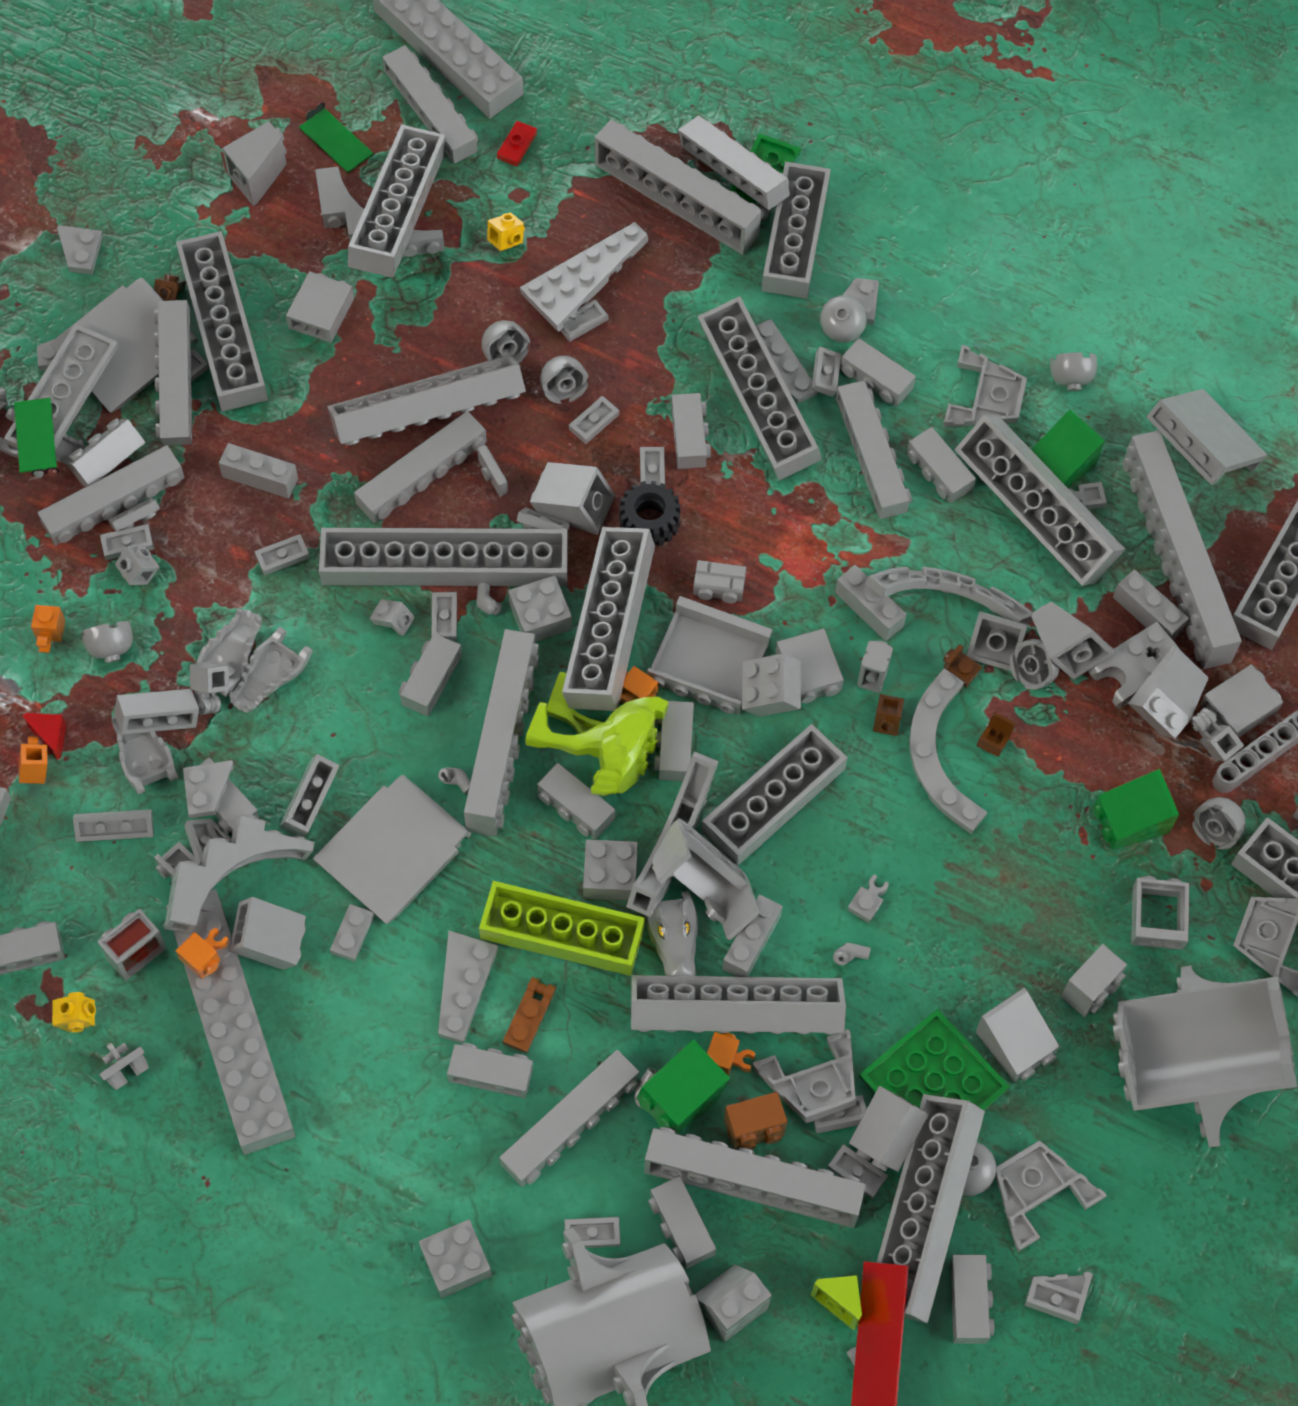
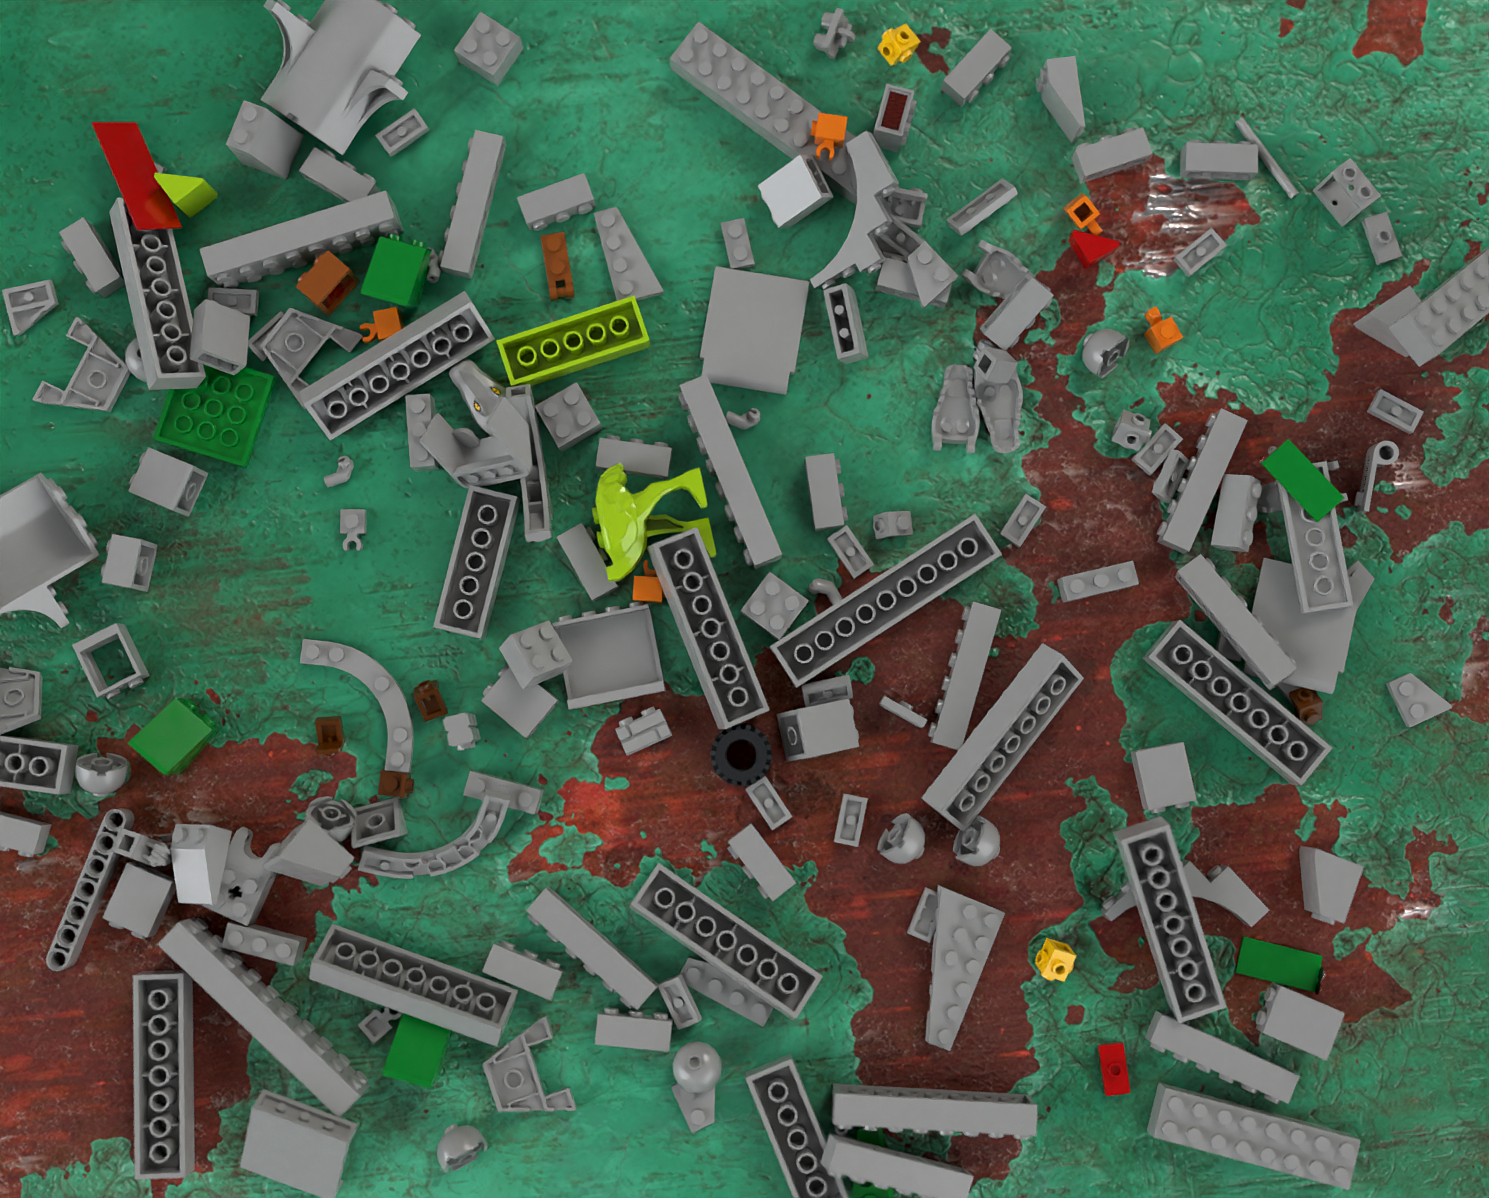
camera: 150 degrees right, 20 degrees up
(352, 89) = (1299, 1021): none -> light grey slope

